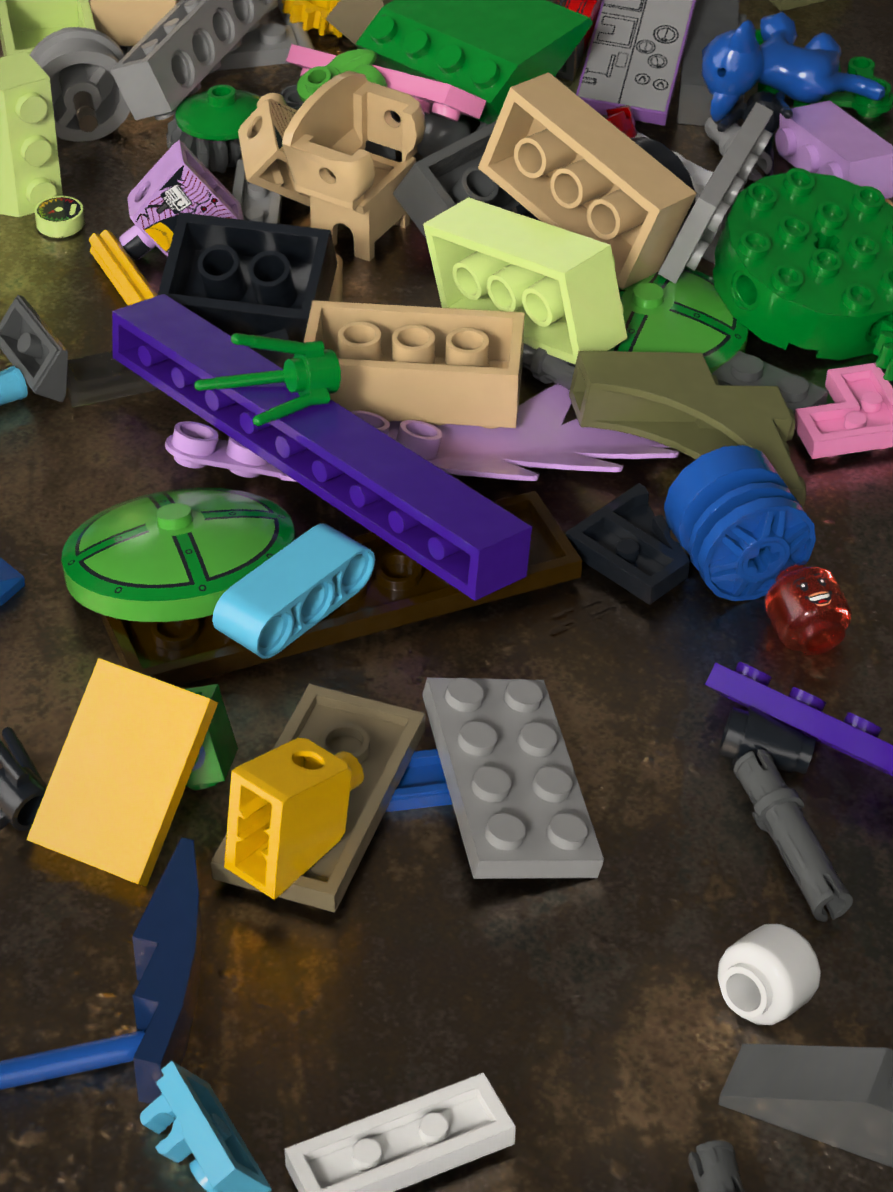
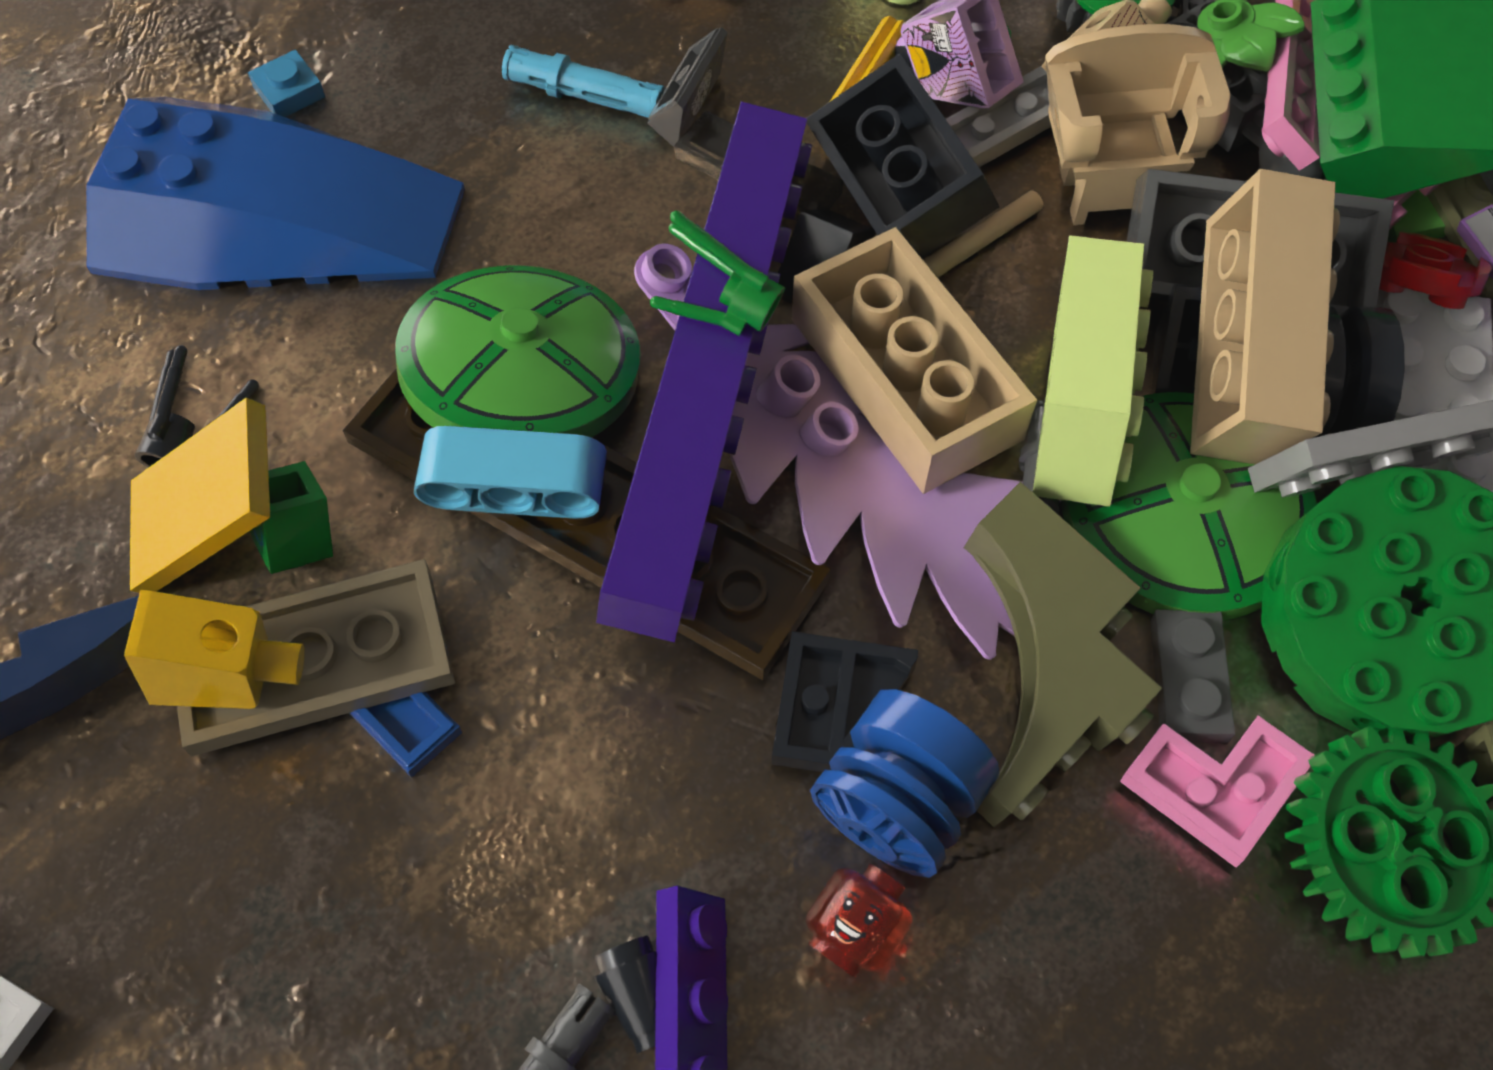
camera: 55 degrees right, 20 degrees up
(511, 779) = (434, 793): light grey plate -> none

